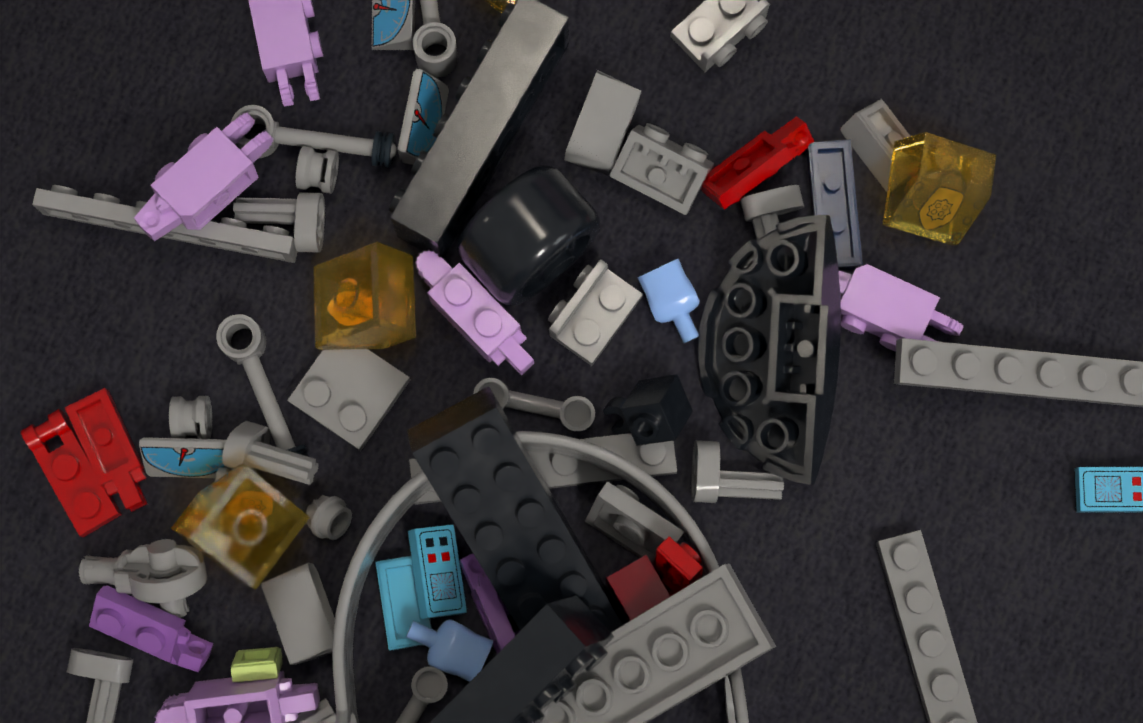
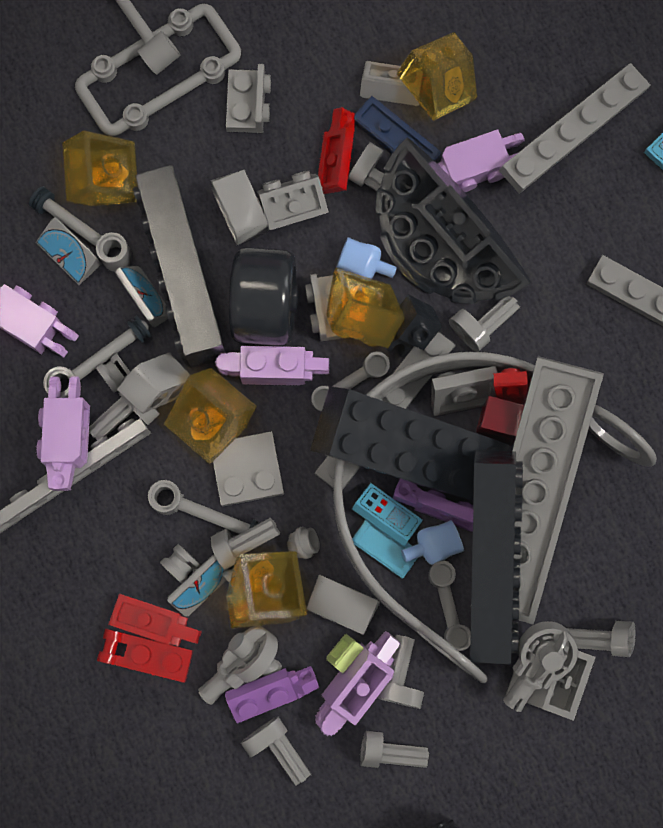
camera: 45 degrees left, 0 degrees up
(340, 216) = (154, 383): none -> light grey piece
(618, 344) = (363, 309): none -> clear yellow slope

